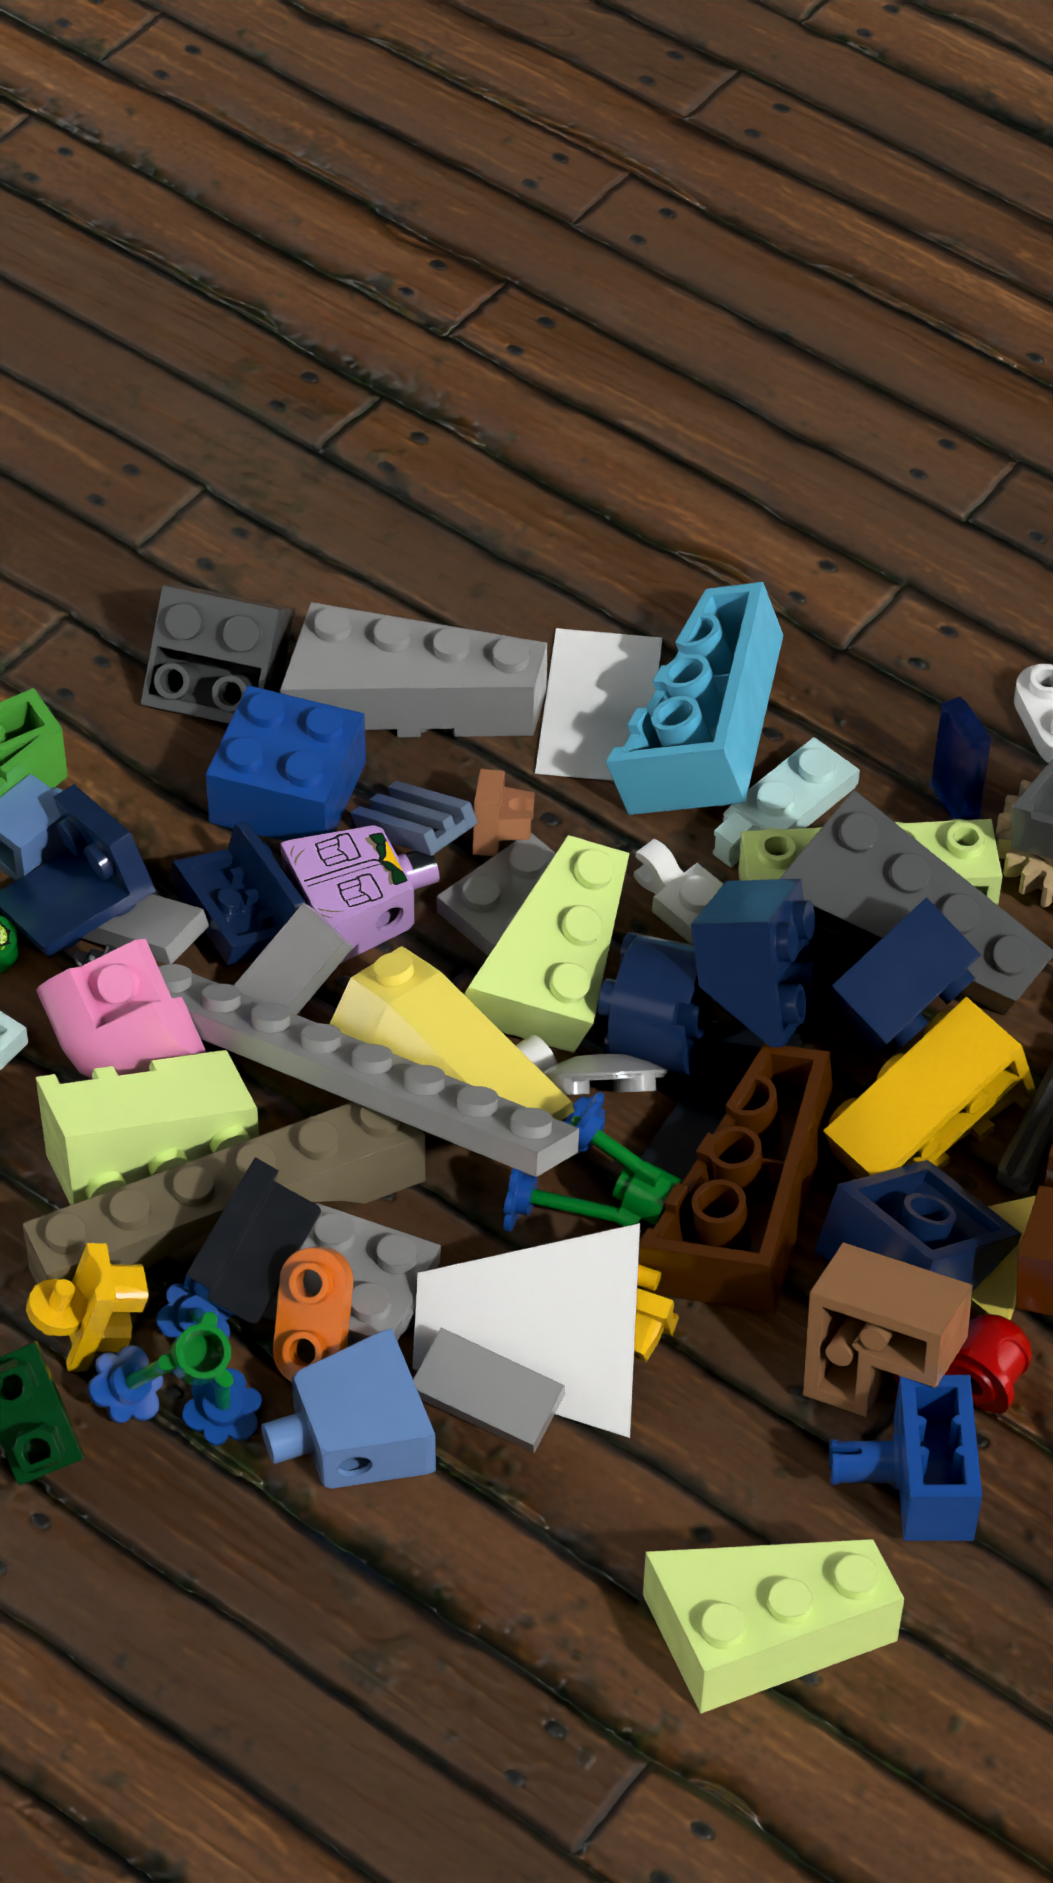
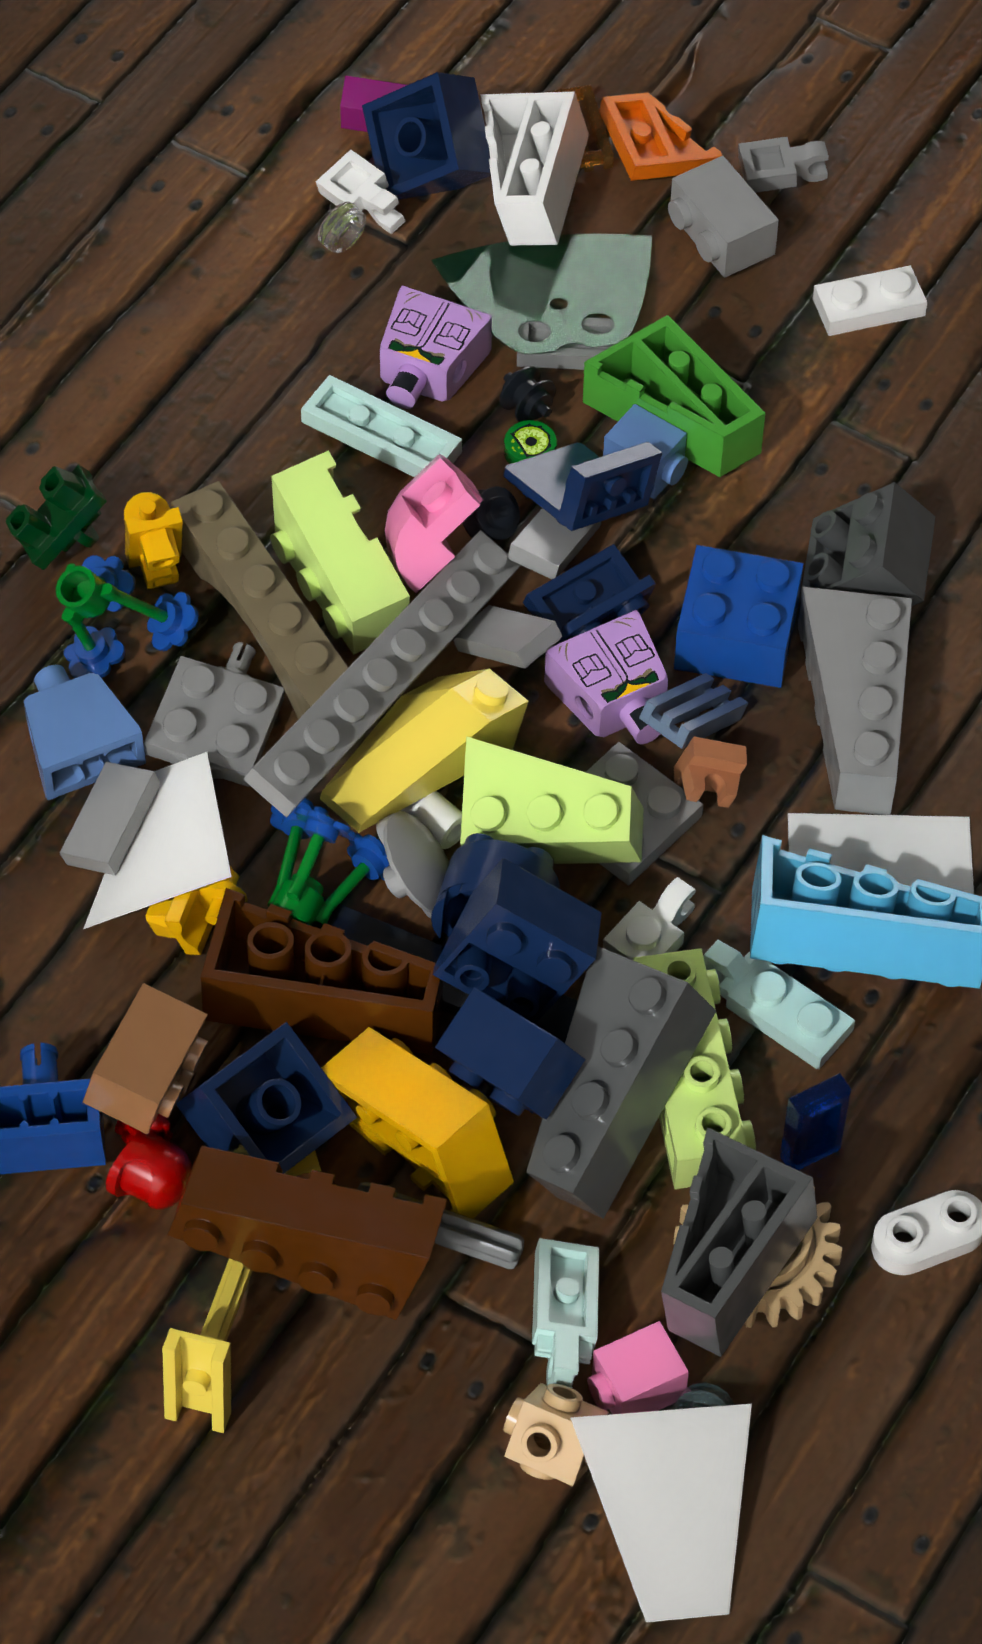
camera: 85 degrees right, 5 degrees up
(250, 1244) = (208, 622): black panel -> none
(319, 1317) = (161, 683): orange plate -> none

